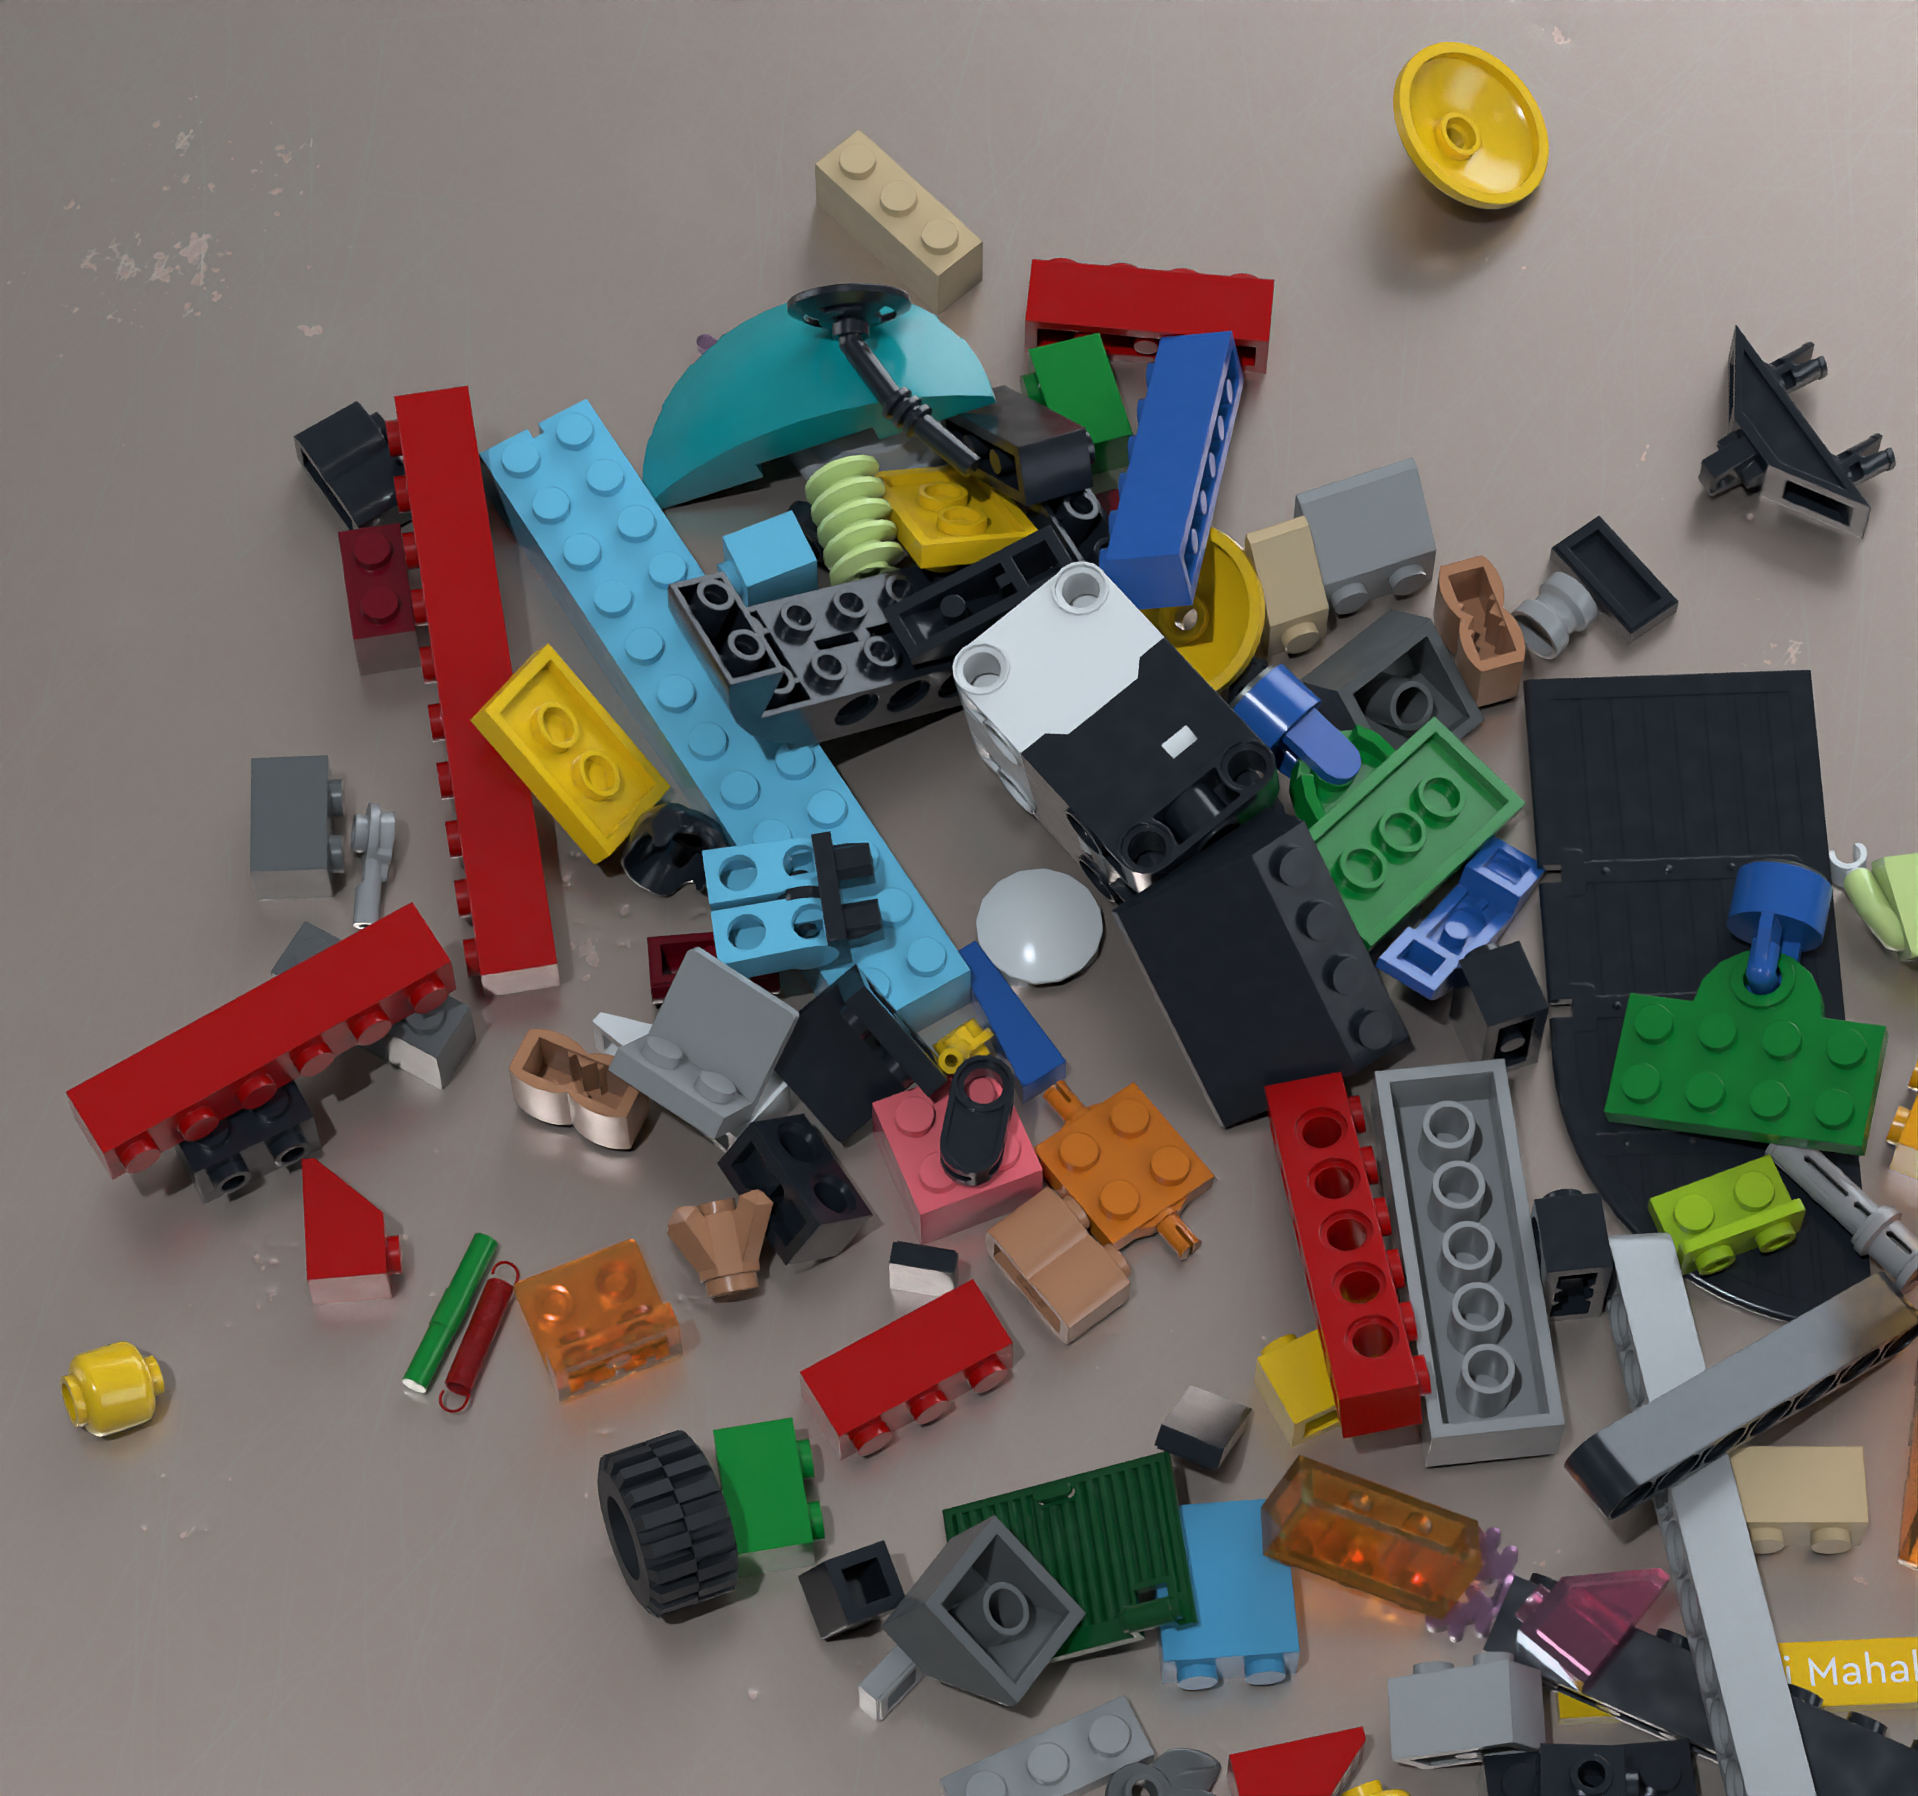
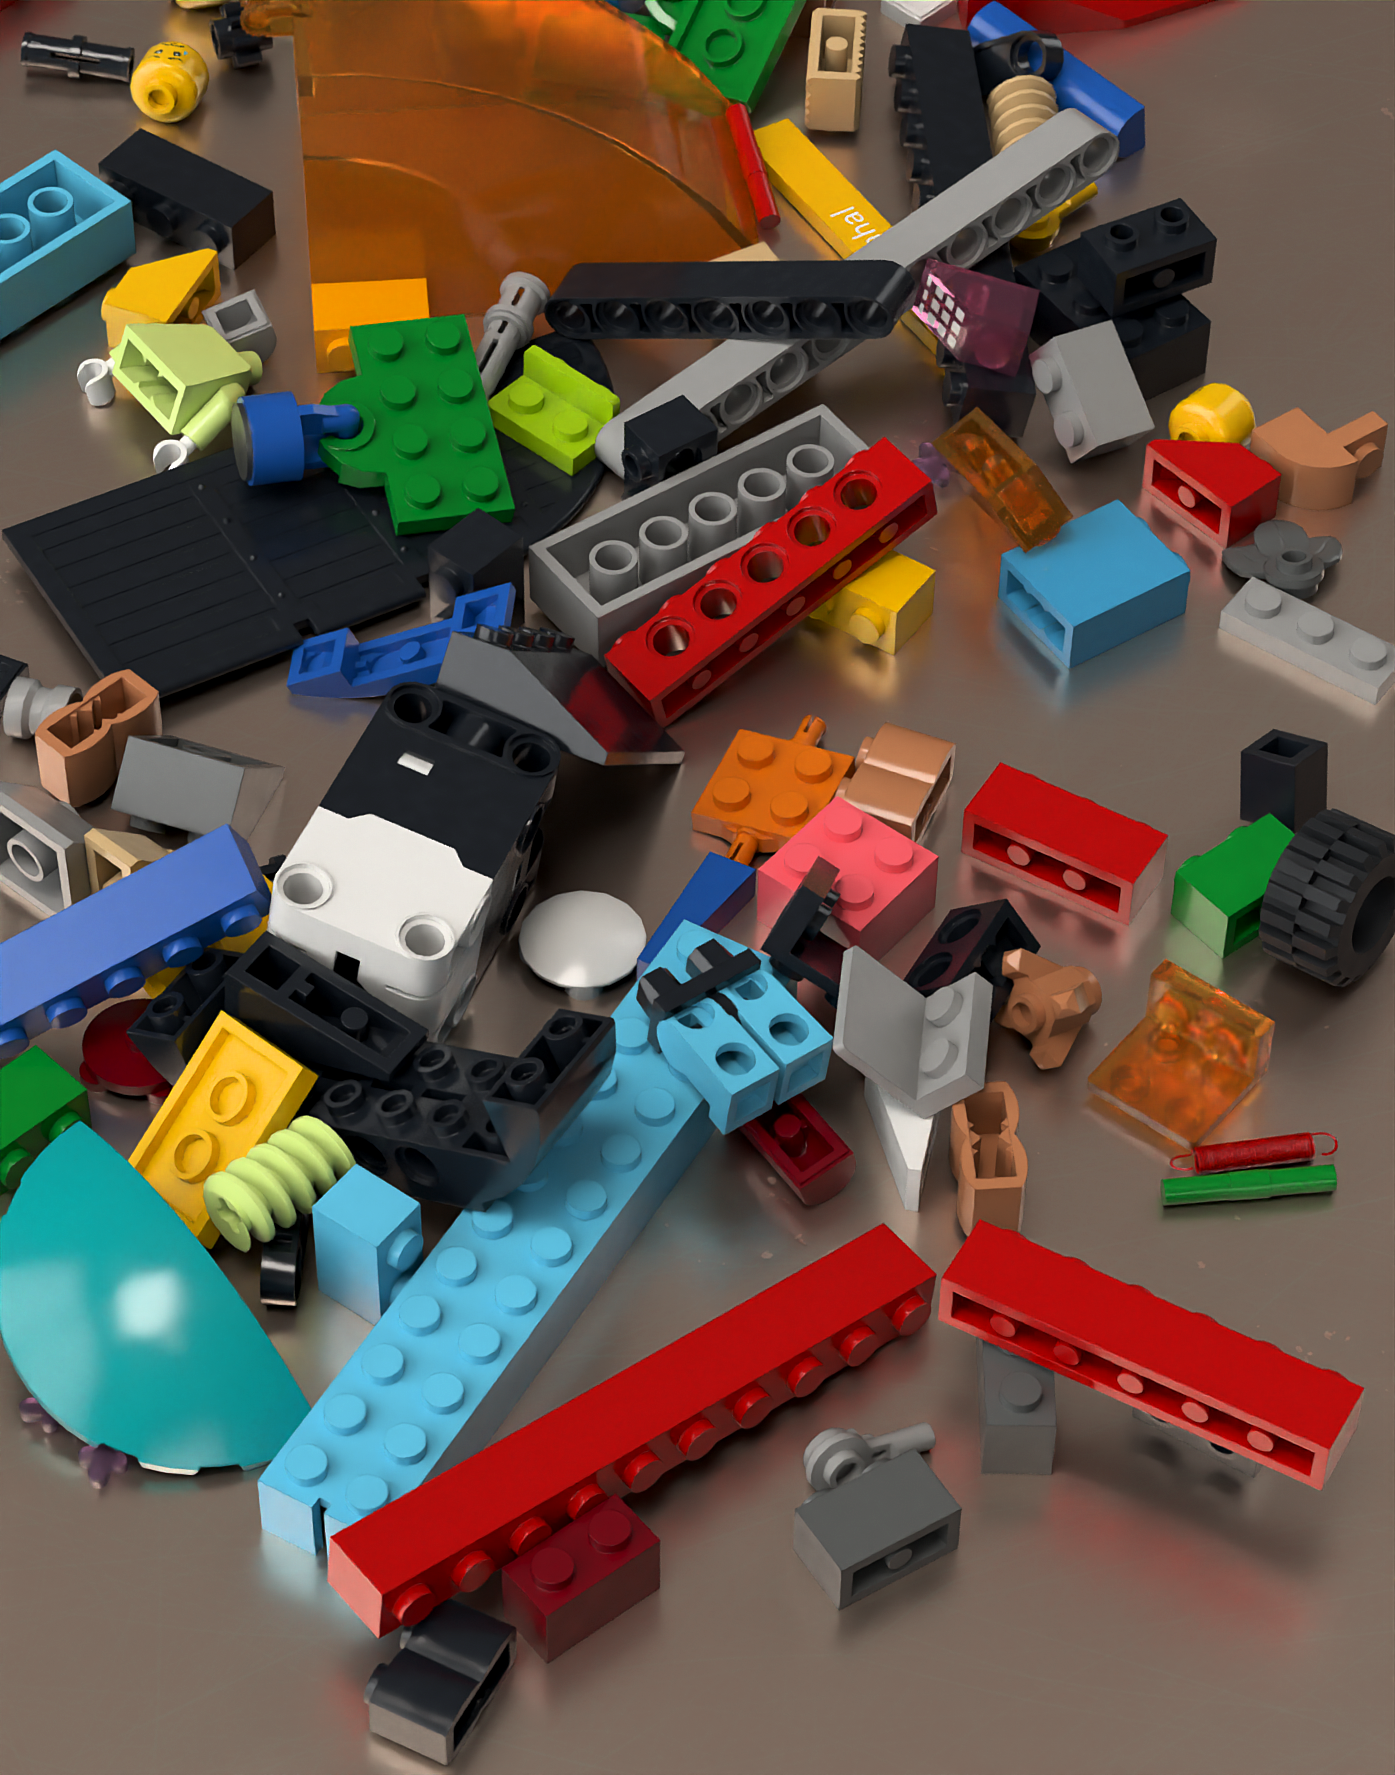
camera: 120 degrees left, 15 degrees down
(345, 1241) = (1260, 1271): red slope -> none
(570, 753) = (668, 1300): yellow plate -> none
(668, 848) = (686, 1210): black hair -> none
(850, 313) = (82, 1221): black dish -> none
(888, 1684) = (1342, 738): light grey tile -> none
(923, 1268) = (967, 866): black tile -> none
(961, 1044) = (750, 920): yellow plate -> none
(973, 1132) = (850, 829): black piece -> none
(984, 1615) = (1251, 674): dark grey slope -> none
(1026, 448) = (124, 1075): black brick -> none
(1102, 1547) = (1154, 667): dark green window -> none
(1202, 1427) = (977, 627): black tile -> none
(1379, 815) = (308, 724): green plate -> none

